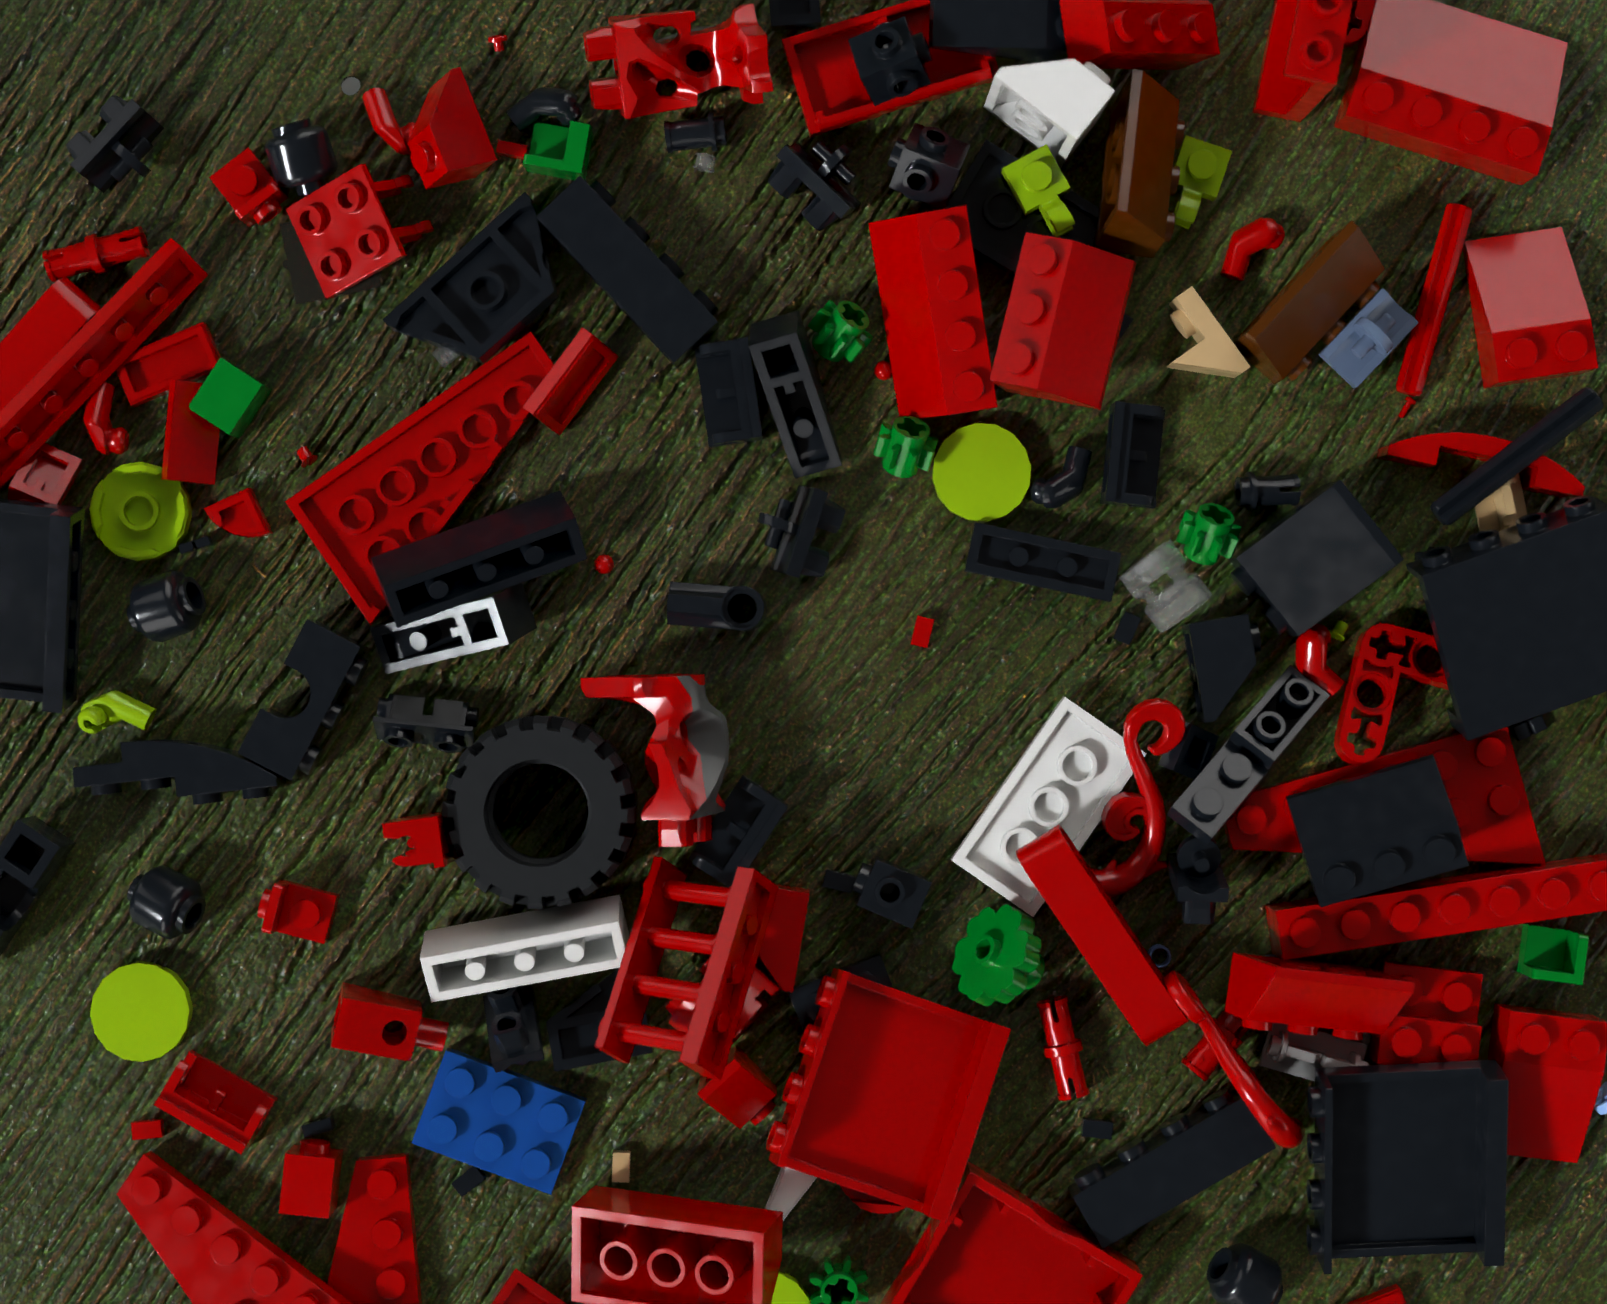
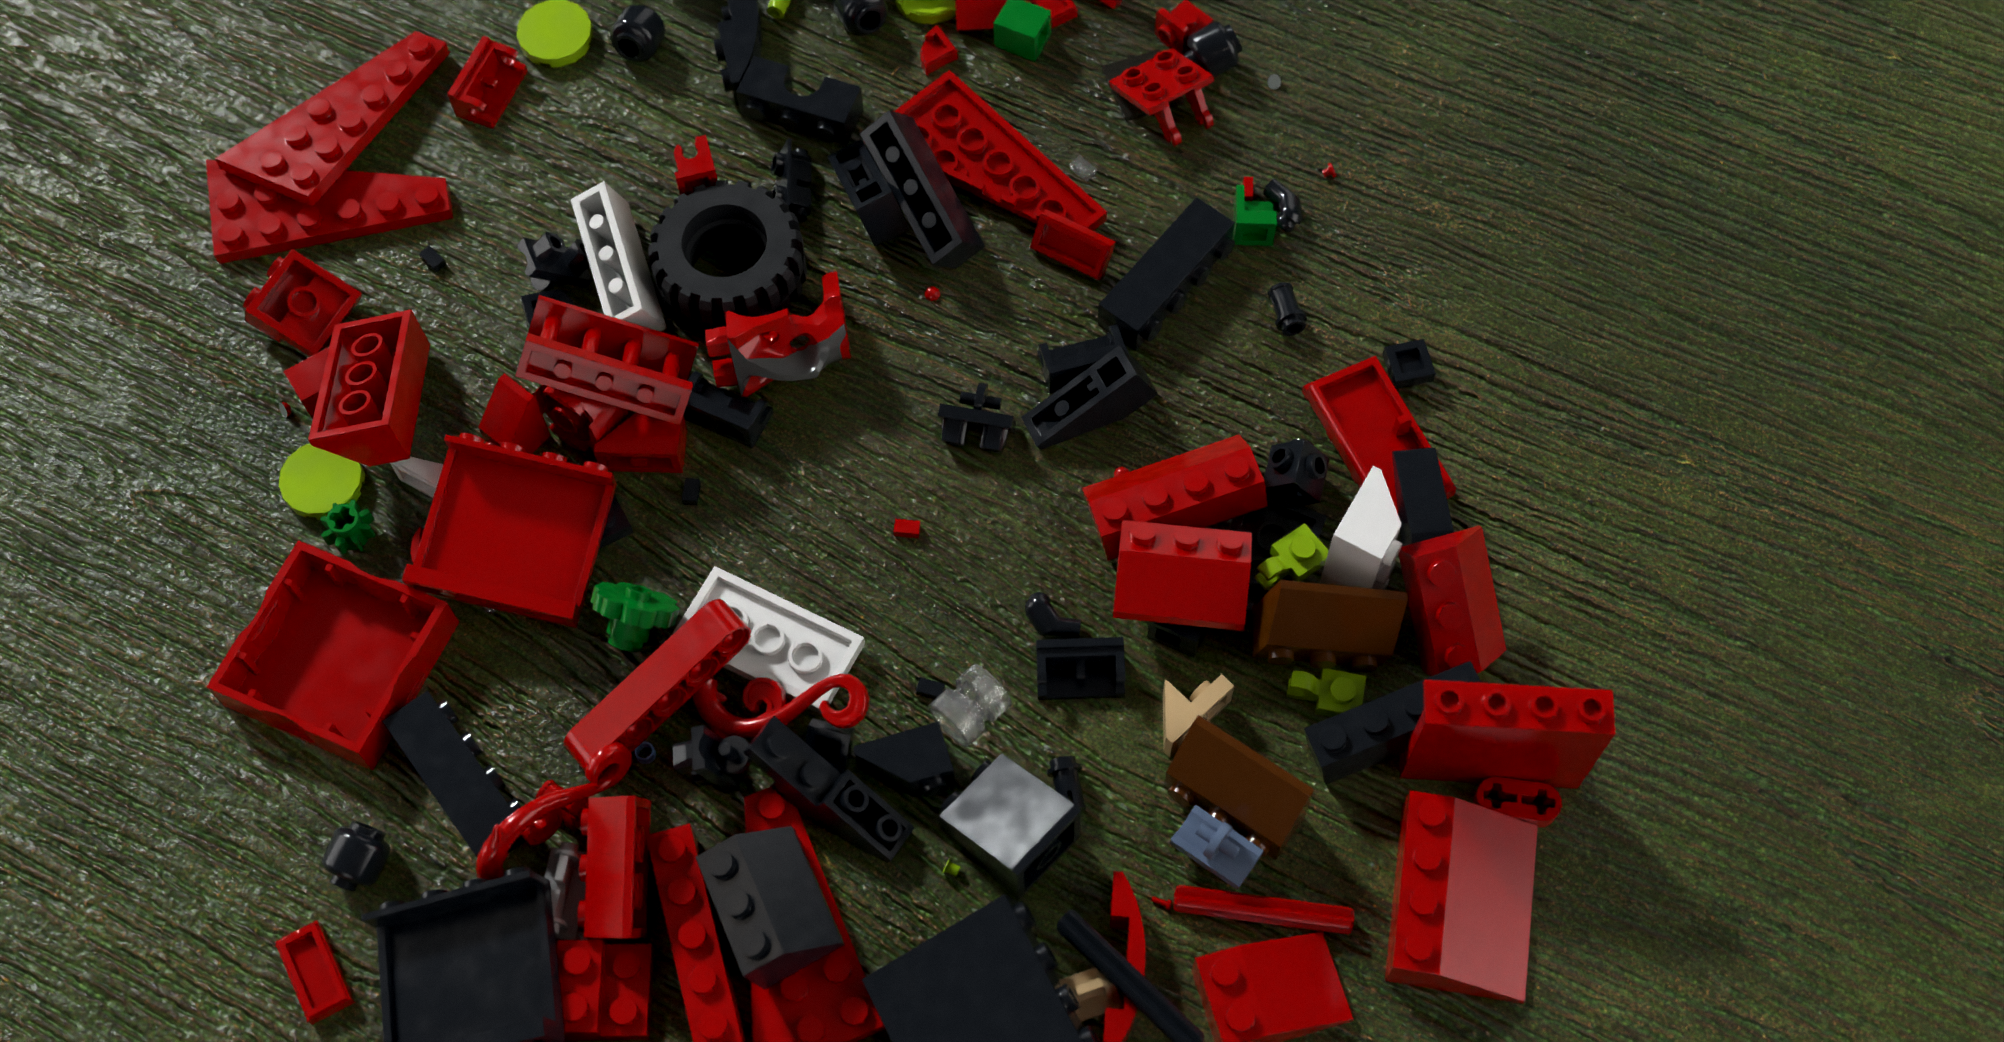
camera: 85 degrees right, 25 degrees down
(147, 1129) = (465, 47): red piece -> none
(201, 543) = (909, 25): black piece -> none
(298, 911) = (637, 118): red bracket -> none
(306, 456) = (986, 86): red piece -> none
(311, 1179) = (429, 148): red brick -> none
(318, 1126) = (471, 154): black piece -> none
(366, 1011) = (552, 171): red torso -> none
(384, 120) = (1240, 115): red arm -> none
(449, 135) = (1246, 137): red slope -> none
(484, 289) = (1134, 178): black wing -> none
(499, 1121) = (479, 274): blue plate -> none
(621, 1166) = (446, 362): tan piece -> none
(705, 162) = (1265, 321): clear piece -> none
(710, 606) = (907, 368): black piece -> none
(734, 50) = (1333, 255): red hips -> none
(801, 168) = (1271, 398): black hips -> none
(840, 331) = (1146, 427): green gear -> none
(891, 60) = (1373, 421): black brick -> none
(891, 891) = (684, 525): black brick -> none
(905, 446) = (1059, 487): green gear -> none
(981, 472) = (1047, 554): lime tile -> none
(1042, 562) = (977, 608): black plate -> none
(1062, 1048) = (558, 680): red pin -> none
(1097, 1128) = (490, 721): black piece -> none
(1208, 534) = (1020, 736): green gear -> none
(1247, 240) = (1285, 741): red arm -> none
(1261, 111) = (1373, 729): none -> black brick
(1312, 658) = (919, 845): red arm -> none
(1386, 674) = (916, 910): red beam -> none

